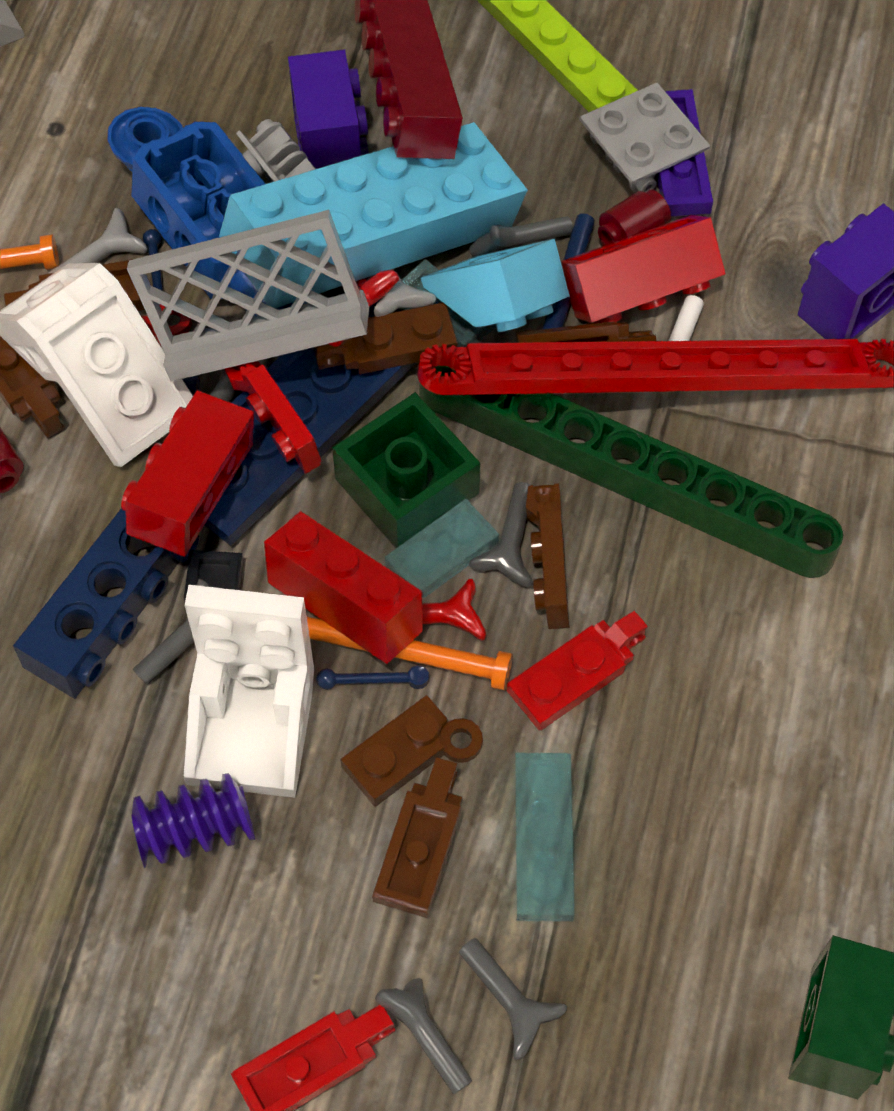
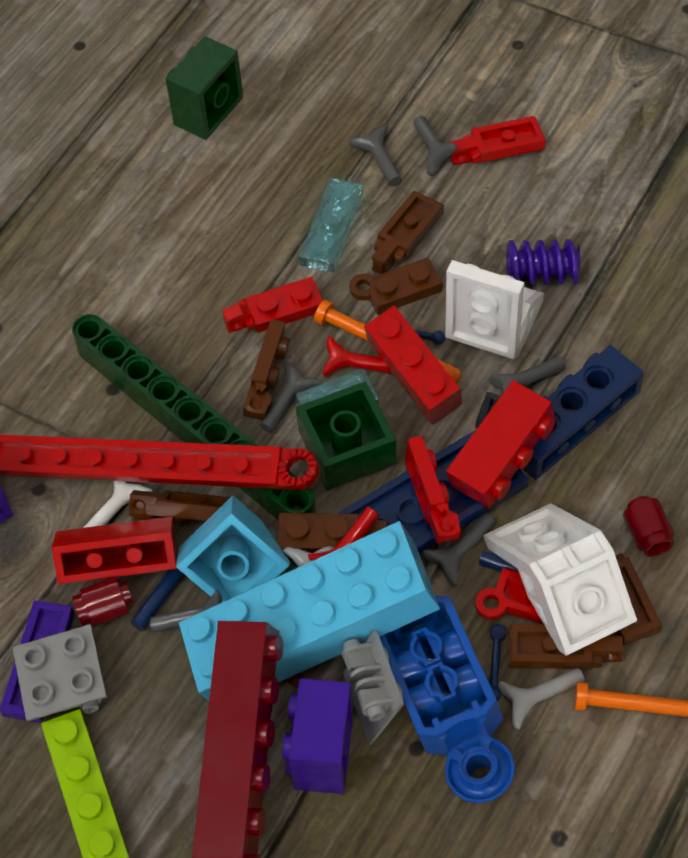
camera: 160 degrees left, 5 degrees down
(272, 330) = (427, 523): light grey fence -> none

